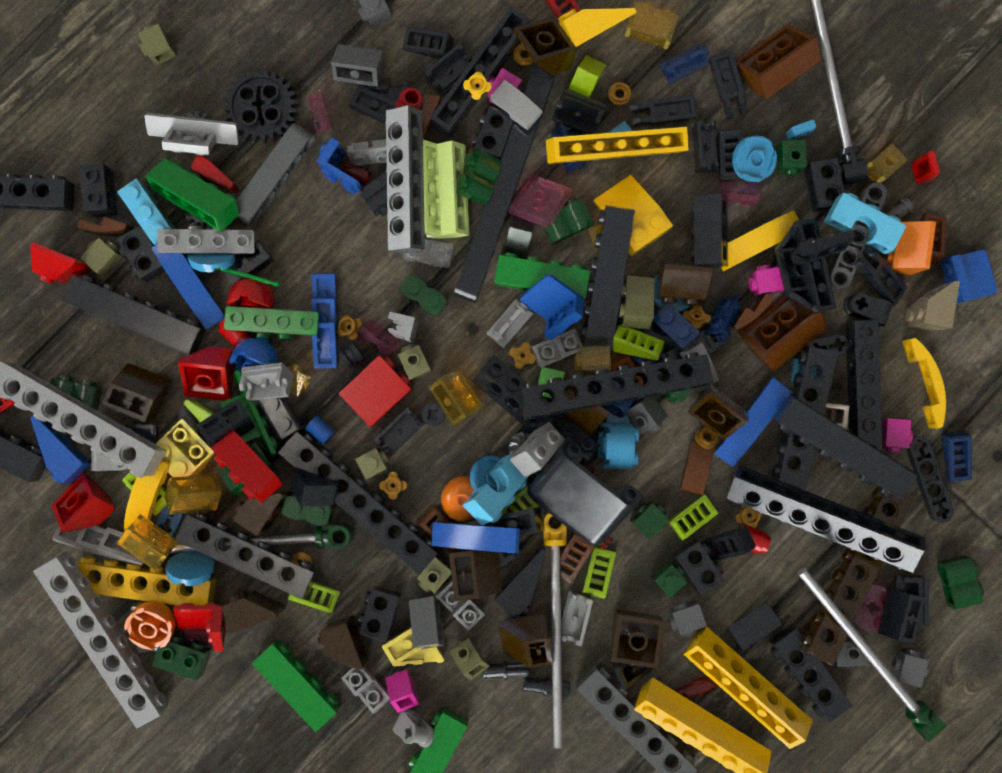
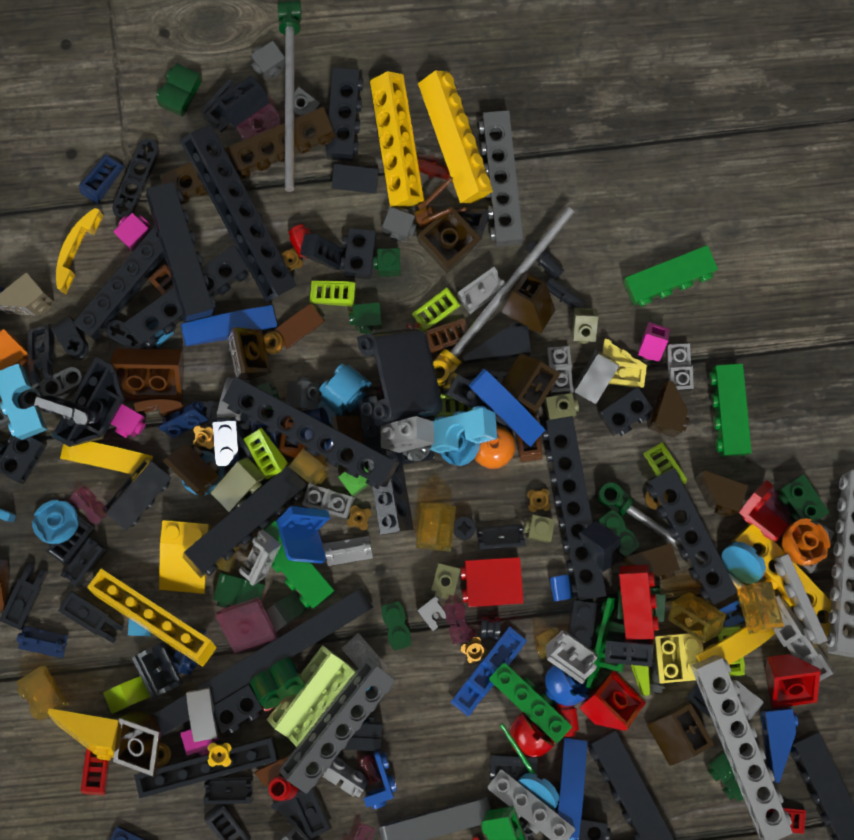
camera: 150 degrees left, 5 degrees down
(126, 578) = (803, 607): none -> light grey plate
(413, 728) = (667, 308): light grey piece -> none
(572, 259) = (260, 557): none -> light grey hinge
(619, 87) = (106, 660): pearl gold plate -> none
(670, 645) = (426, 214): none -> reddish brown plant
(791, 157) = (26, 499): dark green brick -> none

